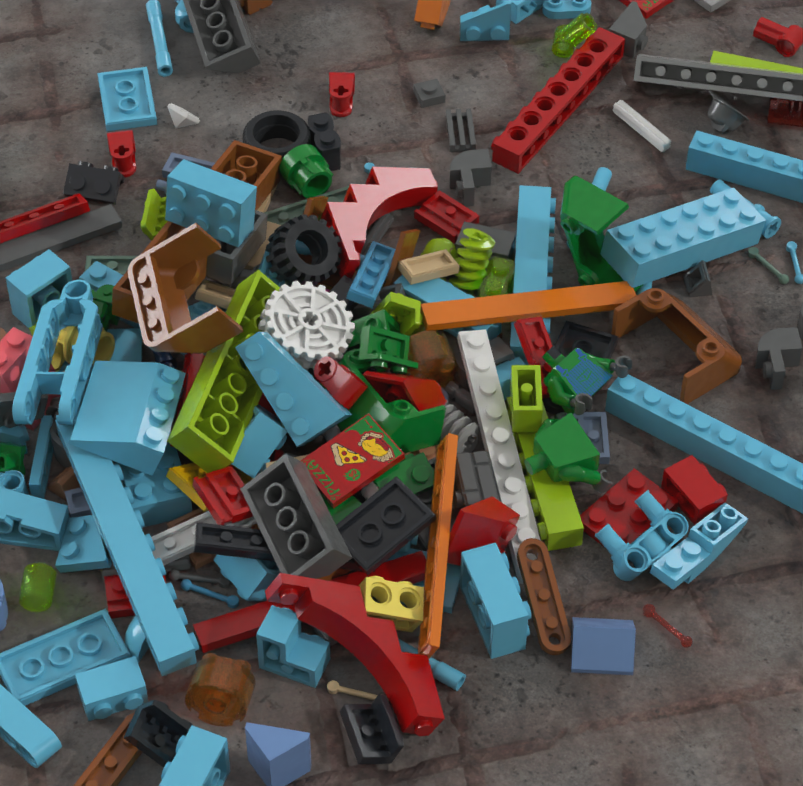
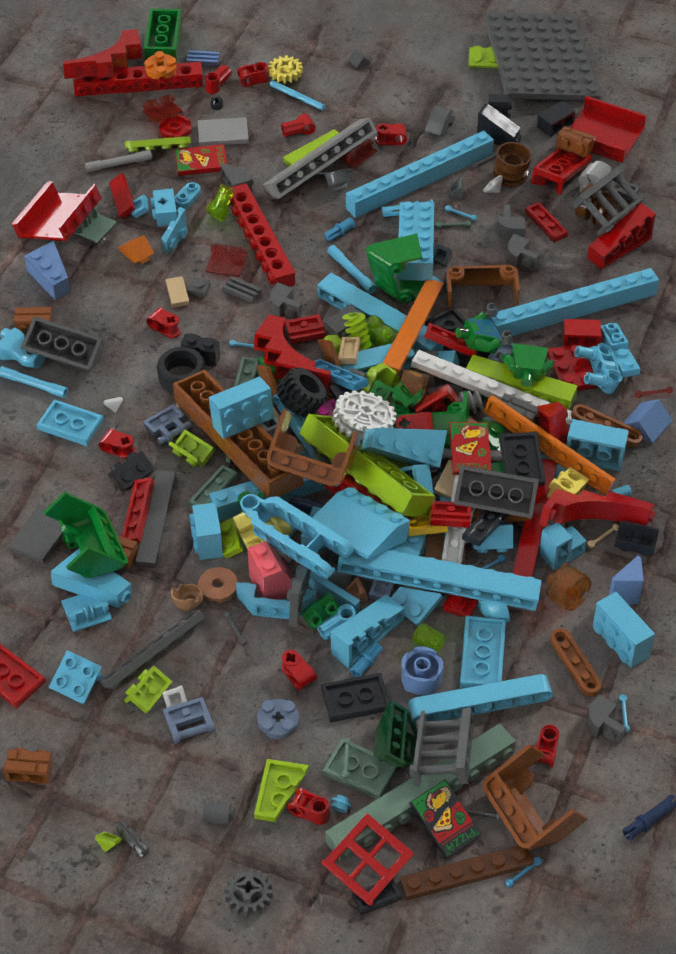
camera: 55 degrees left, 0 degrees up
(111, 688) = (525, 637): medium azure brick -> none
(156, 731) = (575, 626): black bracket -> none
(306, 171) = (221, 366): green piece -> none
(403, 78) = (177, 292): none -> tan tile
(492, 92) = (226, 260): none -> clear red hinge
(526, 398) = (483, 357): lime brick -> none
(641, 125) = (300, 216): white axle -> none
(644, 163) = (339, 229): none -> dark azure axle

